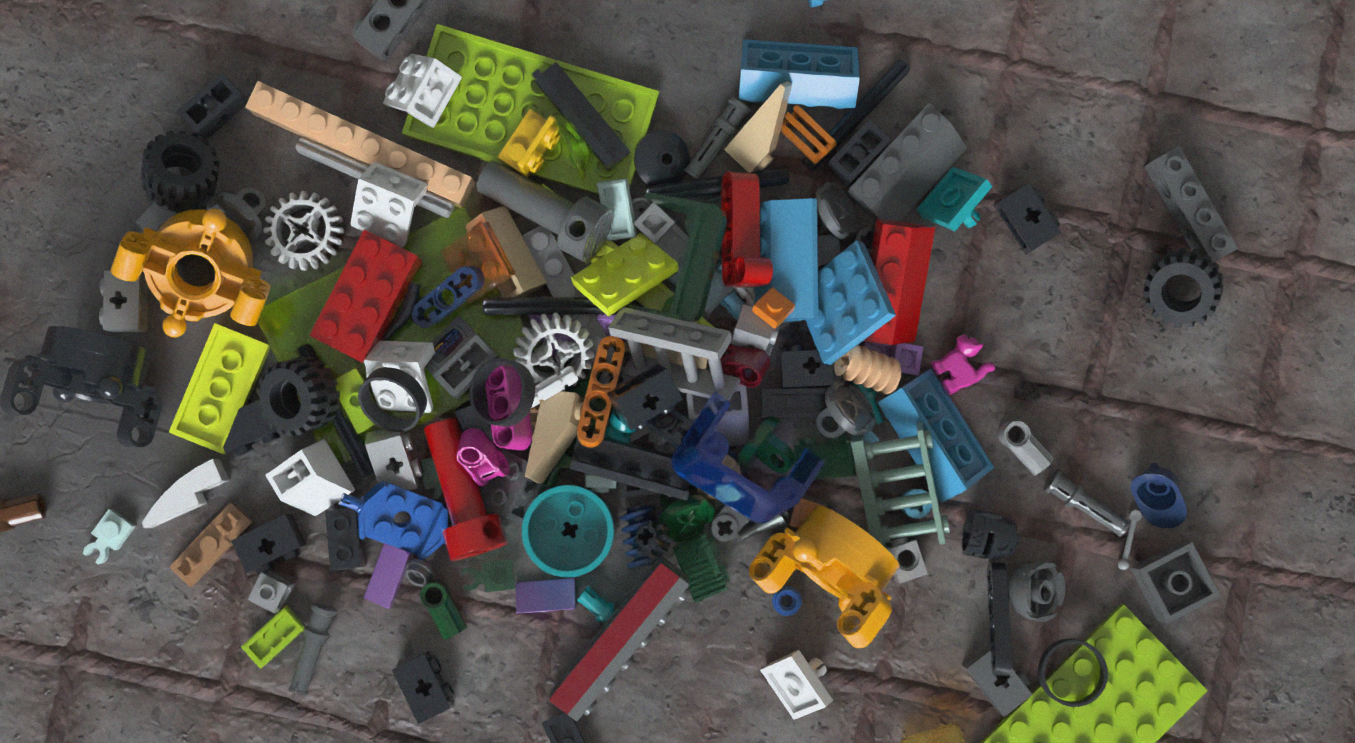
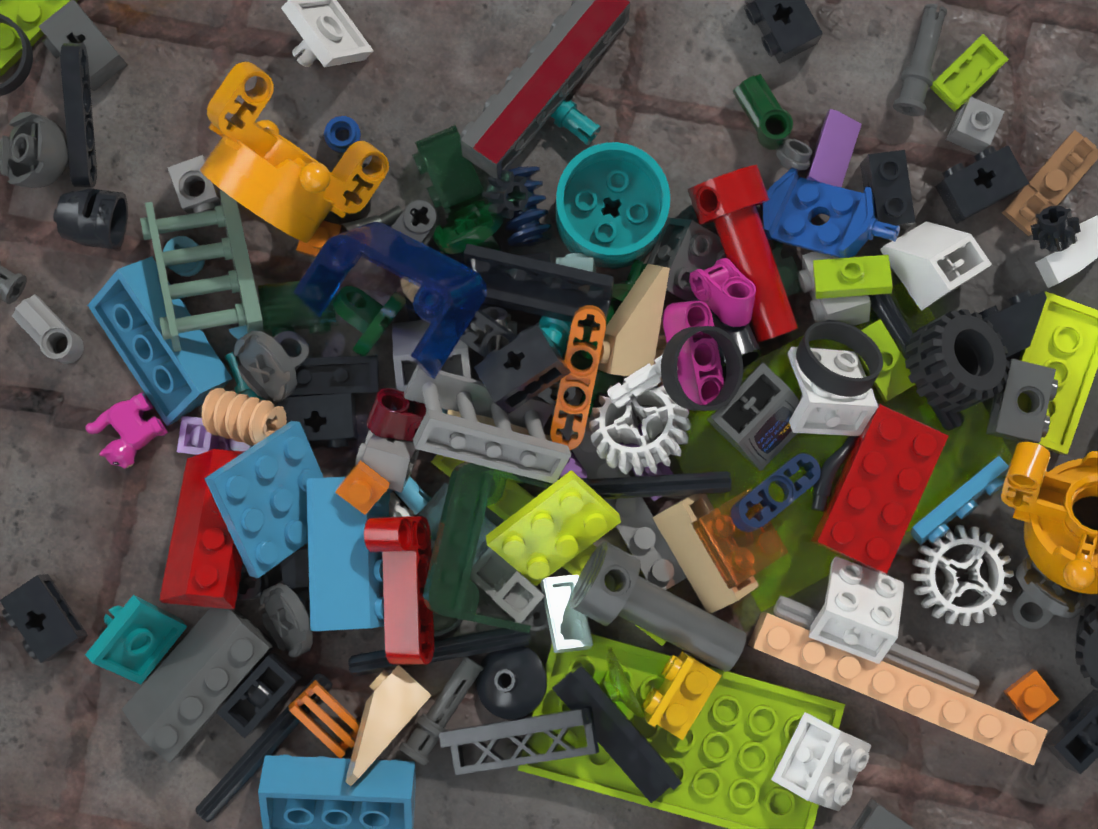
camera: 175 degrees right, 0 degrees up
(212, 502) = (1055, 228): none -> black gear
(255, 136) = (1031, 695): none -> orange plate
(262, 353) = (1007, 418): none -> dark grey brick
(301, 285) = (960, 502): none -> dark azure plate
(378, 465) = (852, 276): none -> lime plate
(495, 576) = (701, 153): clear green plate -> none
(545, 595) = (641, 128): medium lavender slope -> none
(659, 121) = (512, 729): none -> fence

